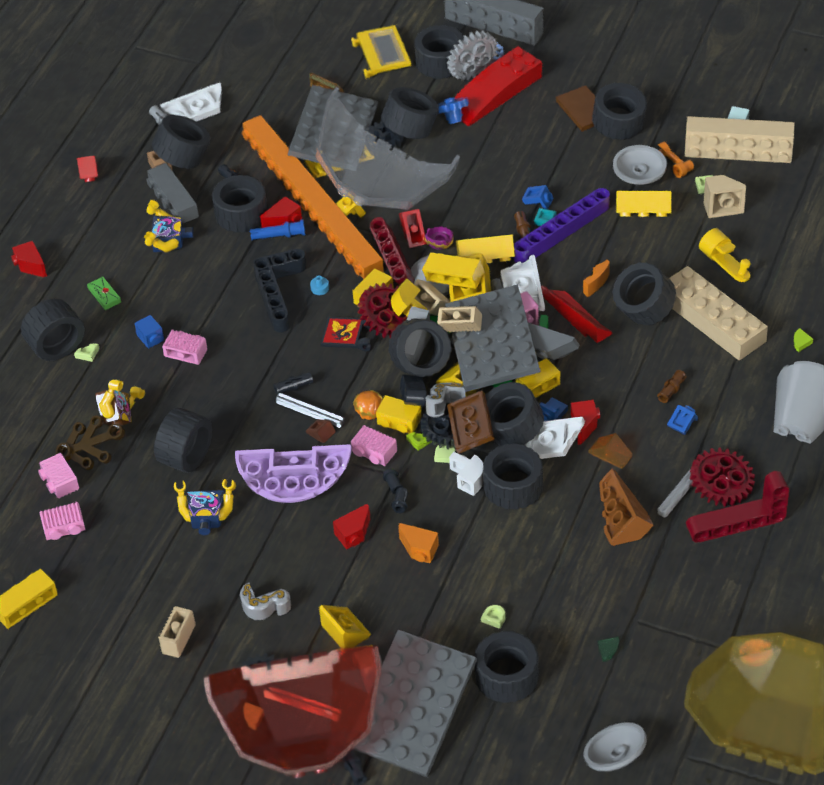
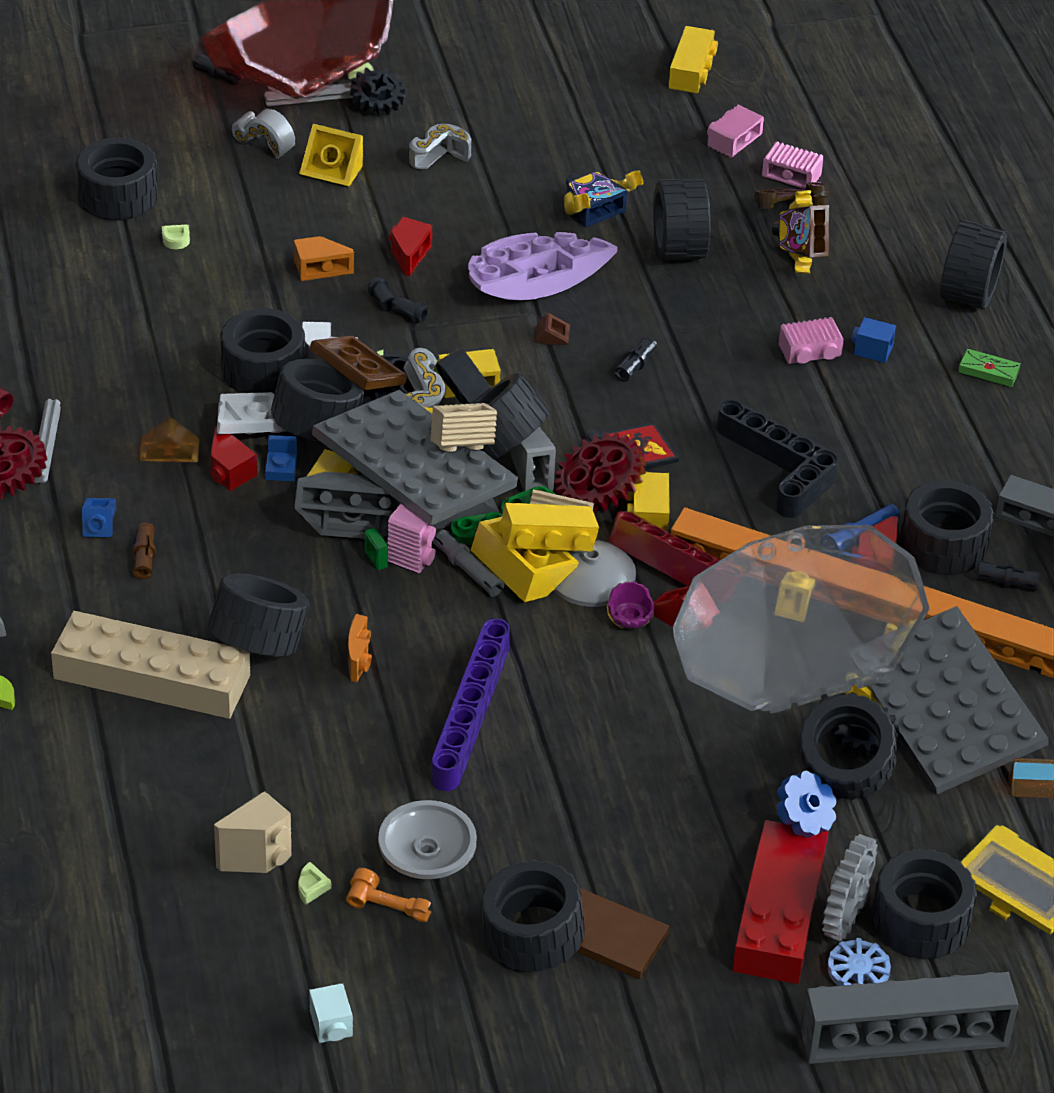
camera: 140 degrees right, 5 degrees down
(87, 353) = (923, 299): yellowish green tile -> none
(166, 230) = (998, 455): torso -> none
(177, 631) = (499, 83): tan brick -> none
(309, 409) = (588, 343): axle -> none
(319, 285) = (731, 489): dark azure tile -> none
(367, 404) = (527, 367): orange hair -> none
(374, 446) = (467, 329): bright pink brick -> none
(404, 298) = (577, 472): yellow brick -> none
(415, 702) = (191, 110): dark grey plate -> none
(490, 247) = (556, 624): yellow slope -> none
(523, 226) = (528, 684): reddish brown pin -> none
(526, 277) = (455, 598): white wing -> none
(538, 194) = (548, 734): blue bracket -> none
(543, 216) = (511, 718): teal tile -> none
(575, 314) = (346, 585): red wedge -> none
(608, 647) = (22, 254): clear green tile -> none
(623, 513) = (92, 371): dark orange wedge -> none
(643, 203) = (369, 795): yellow slope -> none
(717, 248) = (205, 759): yellow piece -> none
(739, 139) = (295, 953): tan brick -> none

